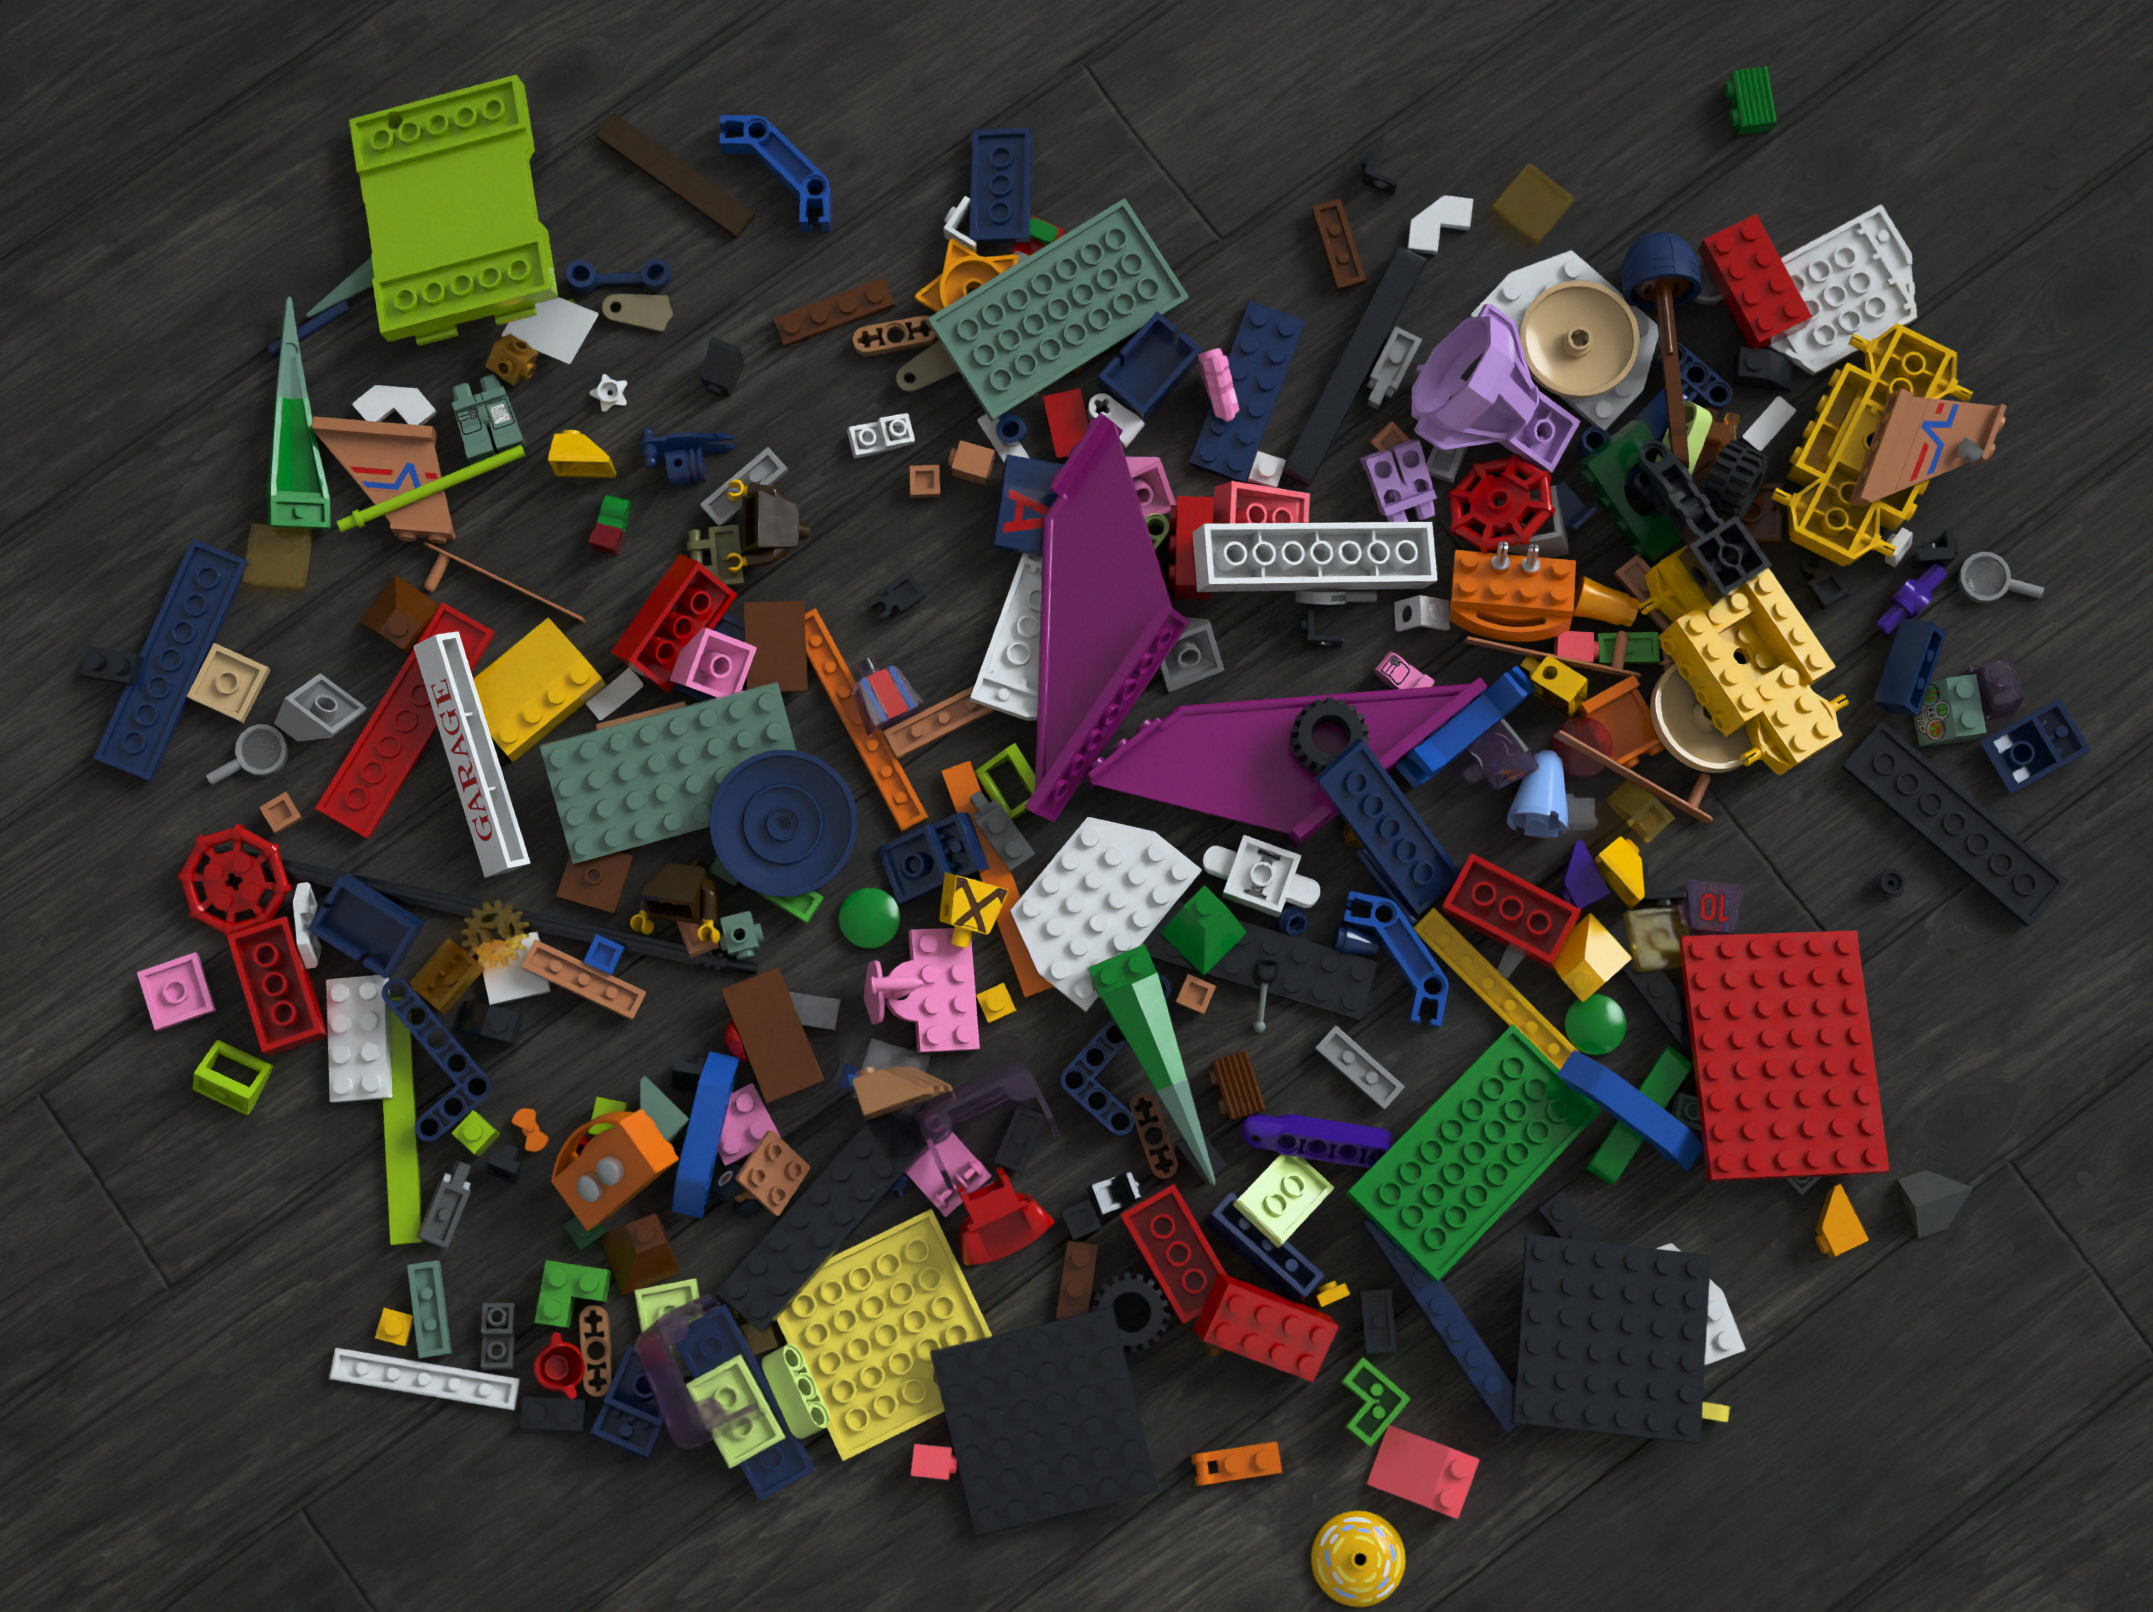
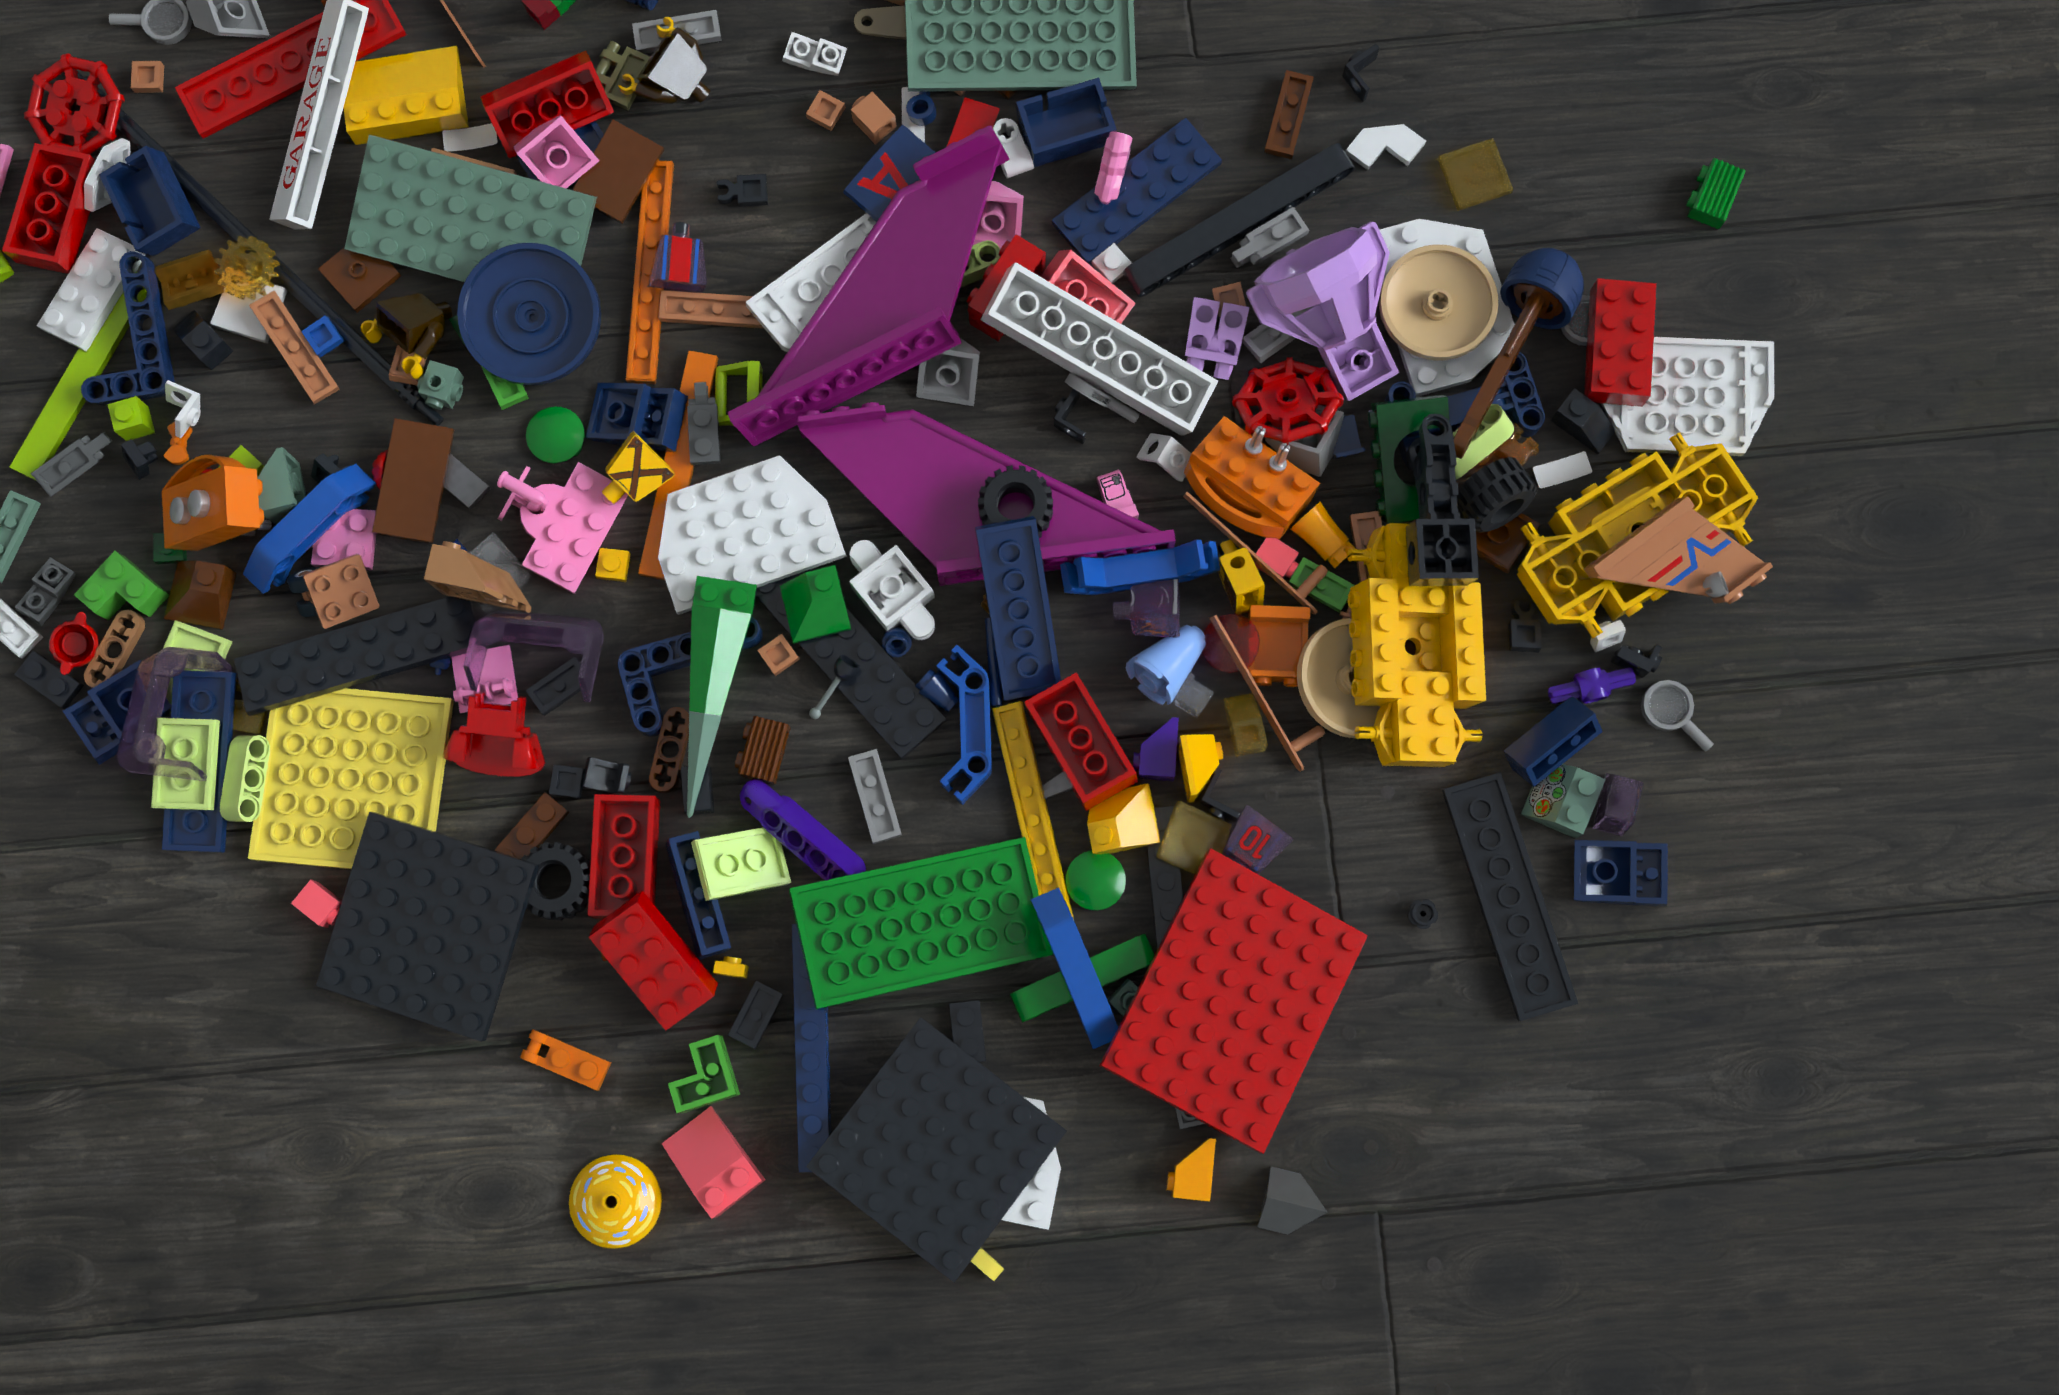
camera: 35 degrees right, 0 degrees up
(521, 1088) = (190, 409): none -> white bracket

